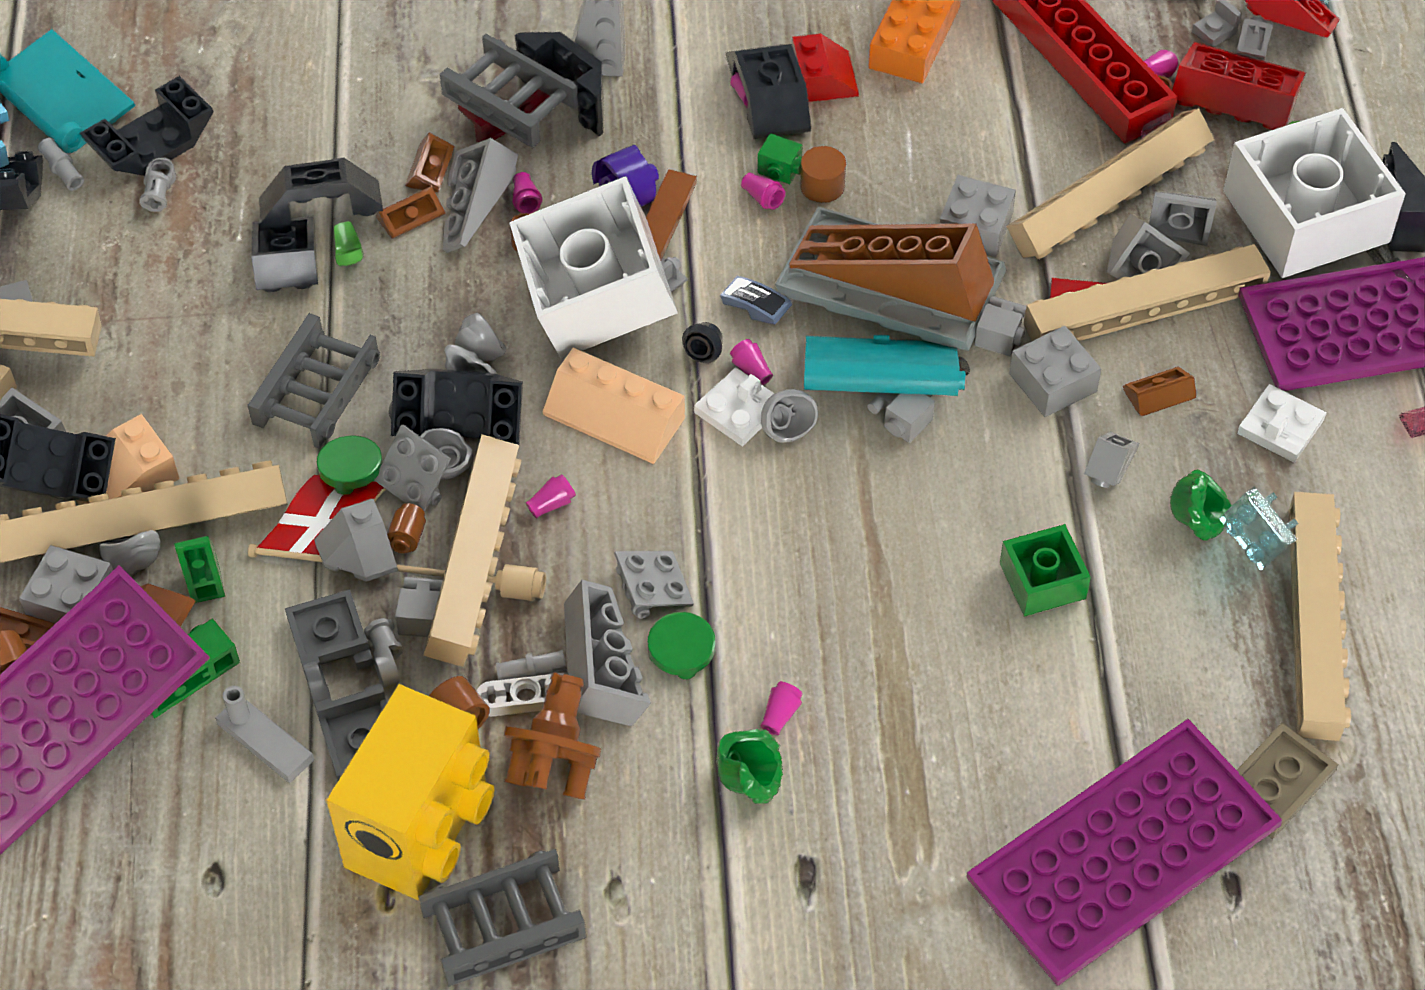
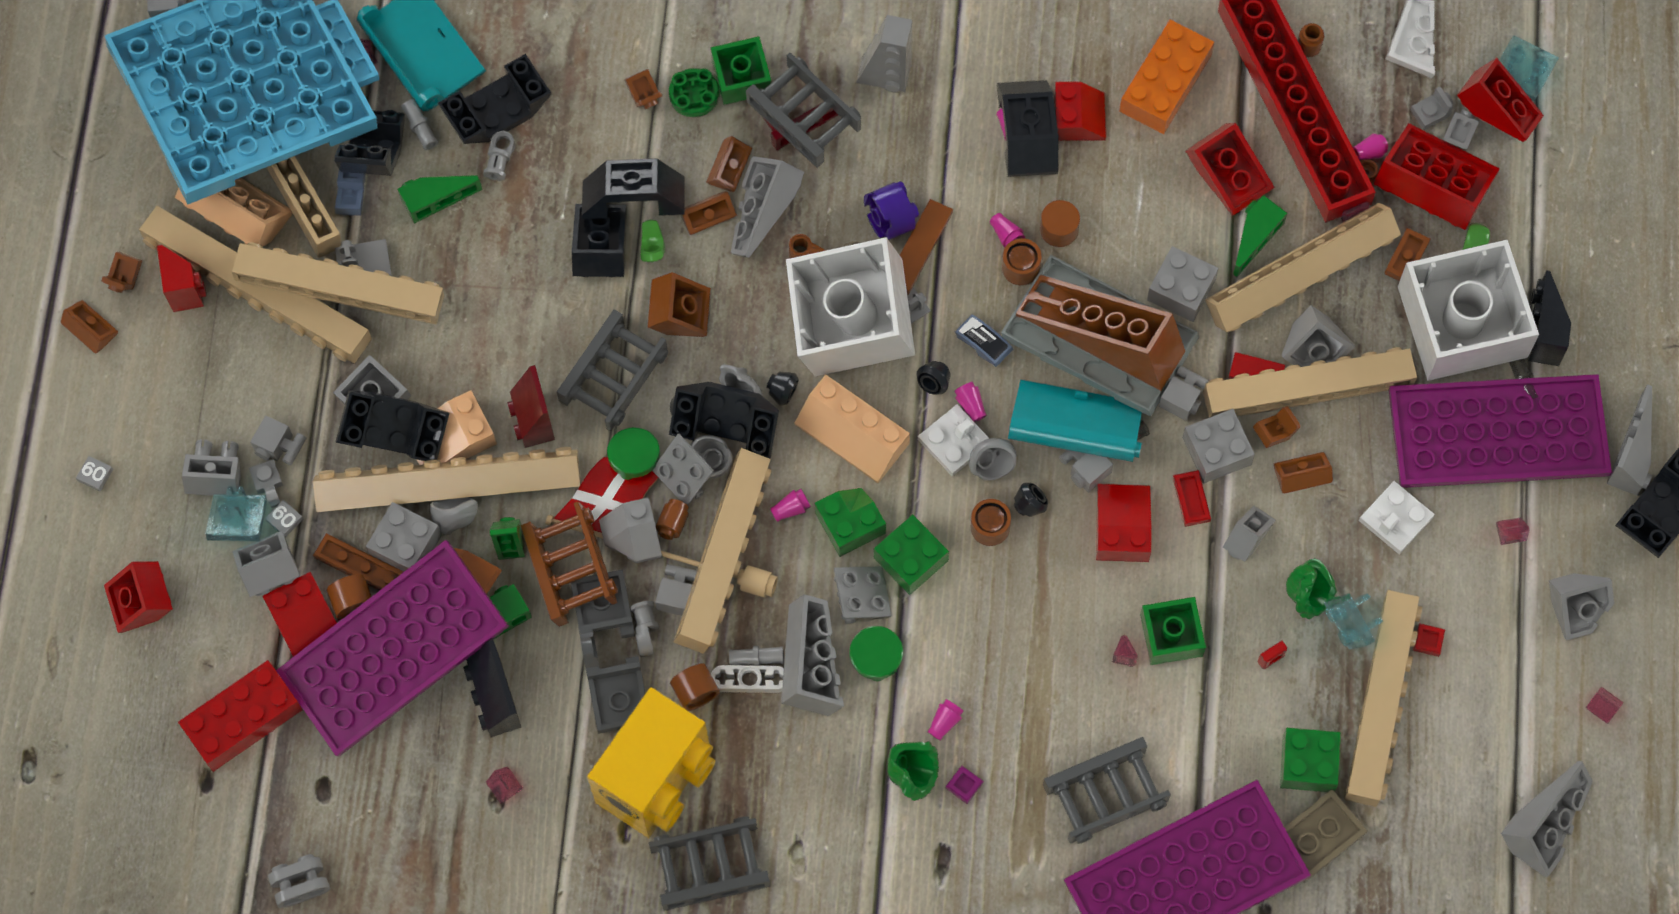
camera: 10 degrees right, 15 degrees up
(85, 227) = (432, 194): none -> green slope
(195, 745) = (491, 691): none -> black slope
(217, 425) = (531, 410): none -> dark red slope
(219, 858) = (503, 784): none -> clear pink slope
(249, 591) = (543, 561): none -> dark orange fence
(262, 736) = (544, 687): light grey piece -> none
(320, 101) = (643, 89): none -> dark orange bracket
(380, 100) = (693, 92): none -> green tile
(387, 305) = (678, 306): none -> dark orange slope
(422, 61) = (739, 67): none -> green slope
(479, 338) = (749, 352): light grey hair -> none
(525, 194) = (806, 209): dark pink cone -> none
(525, 369) = (782, 387): none -> black cone
(553, 735) = (764, 729): dark orange piece -> none
(571, 62) = (846, 73): black slope -> none
(625, 502) = (850, 519): none -> green slope
(707, 529) = (911, 554): none -> green brick
(780, 159) = (1026, 202): green brick -> none
(785, 215) = (1021, 261): none -> dark orange piece
(798, 483) = (990, 522): none -> dark orange piece
(818, 781) = (964, 784): none -> magenta tile
(841, 454) = (1030, 500): none -> black cone
(960, 469) = (1123, 523): none -> red slope
(991, 604) = (1125, 653): none -> clear pink slope
(996, 729) = (1109, 763): none -> dark grey fence
(1005, 100) = (1230, 167): none -> red slope
(1034, 432) = (1191, 498): none -> red tile
(1053, 151) = (1261, 224): none -> green slope
(1120, 346) = (1277, 427): none -> dark orange bracket
(1171, 583) = (1272, 655): none -> red tile
(1183, 216) = (1357, 309): light grey slope -> none
(1220, 162) = (1409, 249): none -> dark orange plate
(1246, 692) = (1310, 760): none -> green brick
(1356, 547) = (1429, 640): none -> red tile

